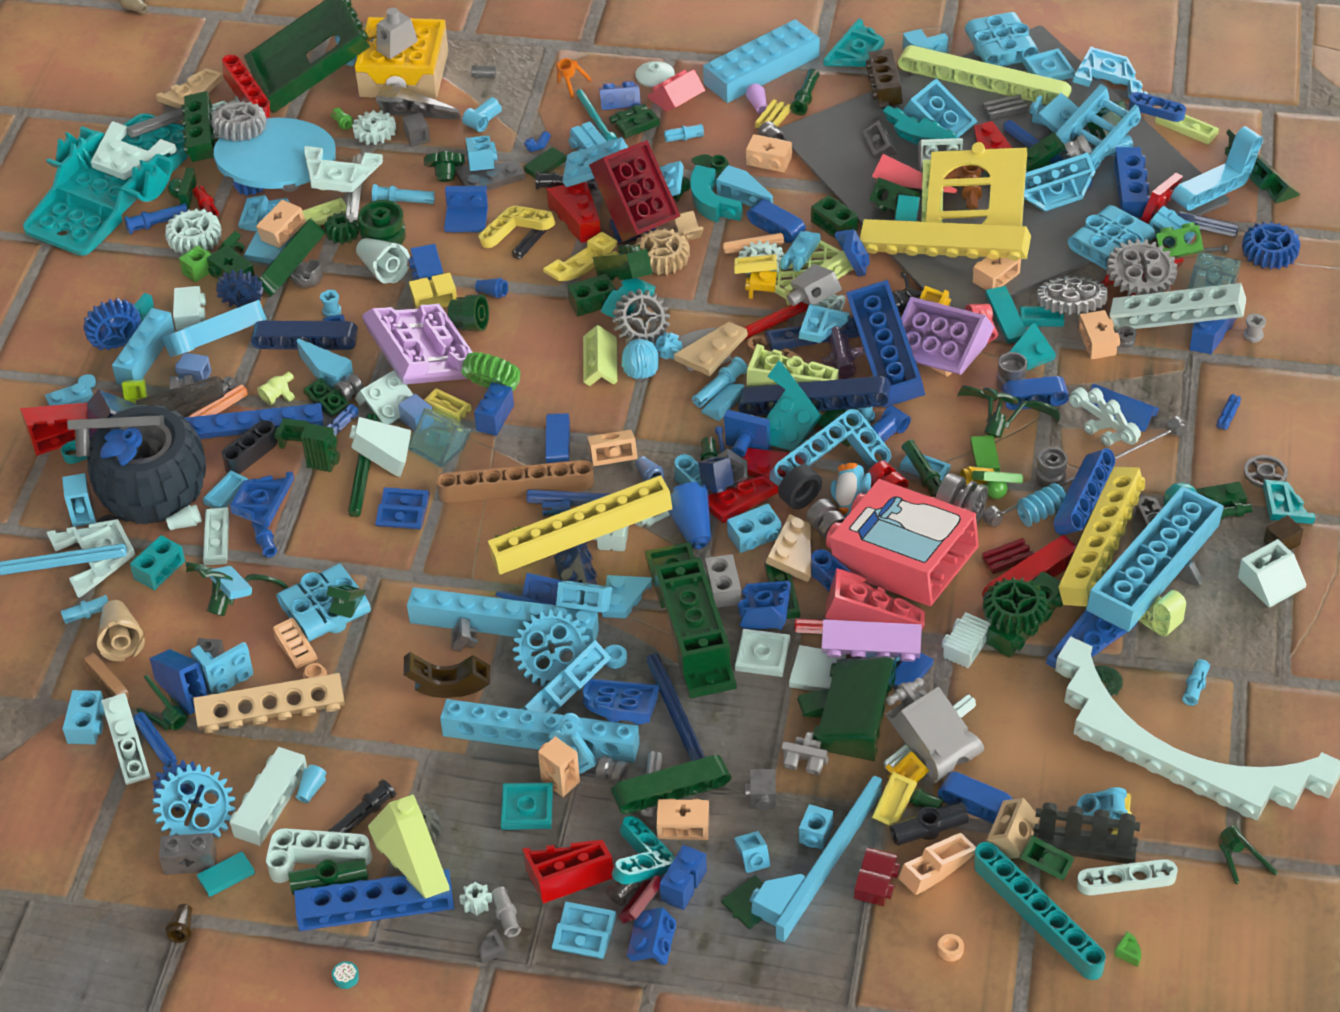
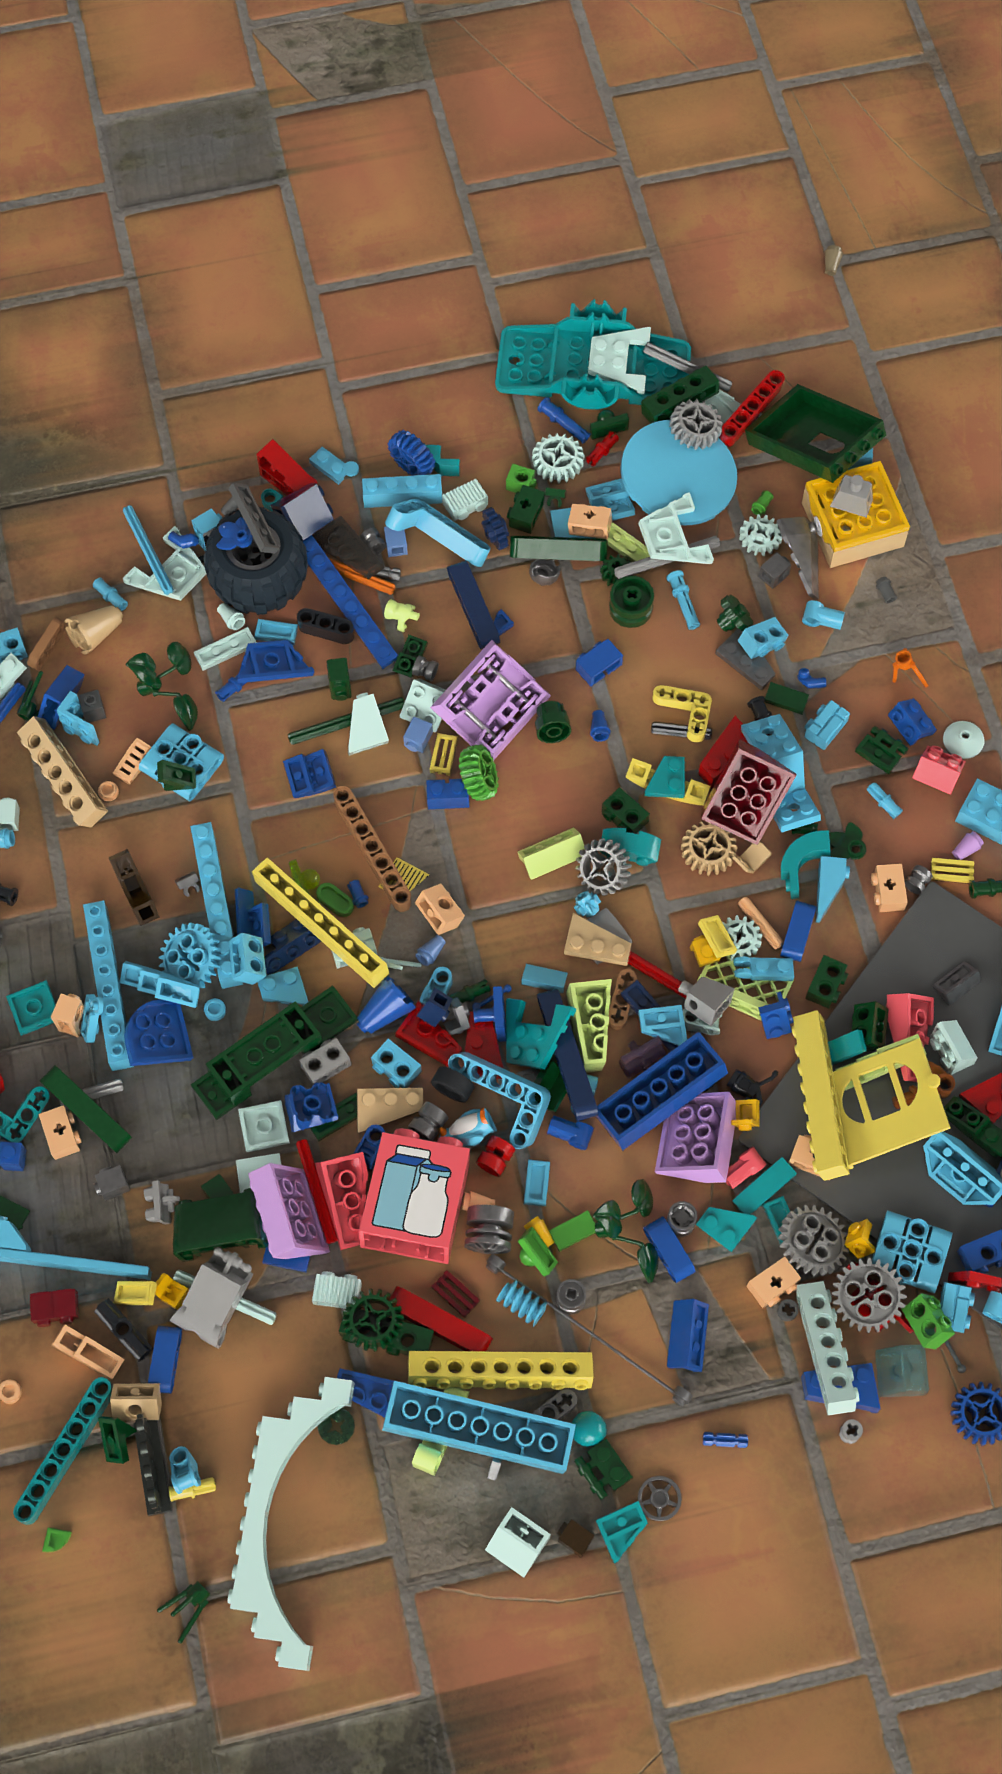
camera: 65 degrees right, 20 degrees up
(73, 525) = (183, 541): none -> blue arm
(134, 390) = (352, 510): lime tile -> none
(157, 562) = (174, 625): teal brick -> none
(202, 81) = (735, 365): tan wing -> none
(235, 588) = (164, 684): medium azure tile -> none
(289, 430) = (355, 643): dark green bracket -> none
(324, 363) = (441, 638): medium azure slope -> none
(330, 302) = (517, 607): medium azure bush -> none
(343, 418) = (388, 680): blue axle -> none
(384, 259) = (588, 621): light aqua cone -> none
(435, 291) = (569, 682): light yellow piece -> none
(438, 437) = (396, 766): clear light blue slope -> none
(466, 208) = (685, 661): blue bracket -> none
(557, 437) = (436, 860): blue beam -> none
(575, 498) = (378, 910): blue axle -> none
(576, 255) = (668, 779): none -> teal wing
(594, 116) = (843, 739): teal piece -> none
(611, 770) = (89, 1057): flat silver wheel -> none
(626, 263) = (665, 825): dark green wedge -> none
(640, 359) = (560, 887): medium azure hair -> none
(674, 707) = (174, 1081): dark blue axle -> none
(726, 376) = (572, 968): medium azure pin -> none
(753, 851) = (48, 1198): medium azure bracket -> none
(815, 827) = (94, 1246): medium azure brick -> none
(913, 130) = (979, 1019): teal slope -> none
(924, 799) = (149, 1319): dark green pin -> none
(929, 477) = (516, 1192): dark green pin -> none
(1084, 265) = (858, 1237): none -> yellow bracket
(1084, 492) = (531, 1336): blue beam -> none
(1126, 432) = (635, 1352): light aqua plant -> none
(1126, 873) = (125, 1515): light aqua beam -> none
(1196, 682) = (366, 1509): medium azure pin -> none
(1211, 224) = (985, 1340): axle -> none

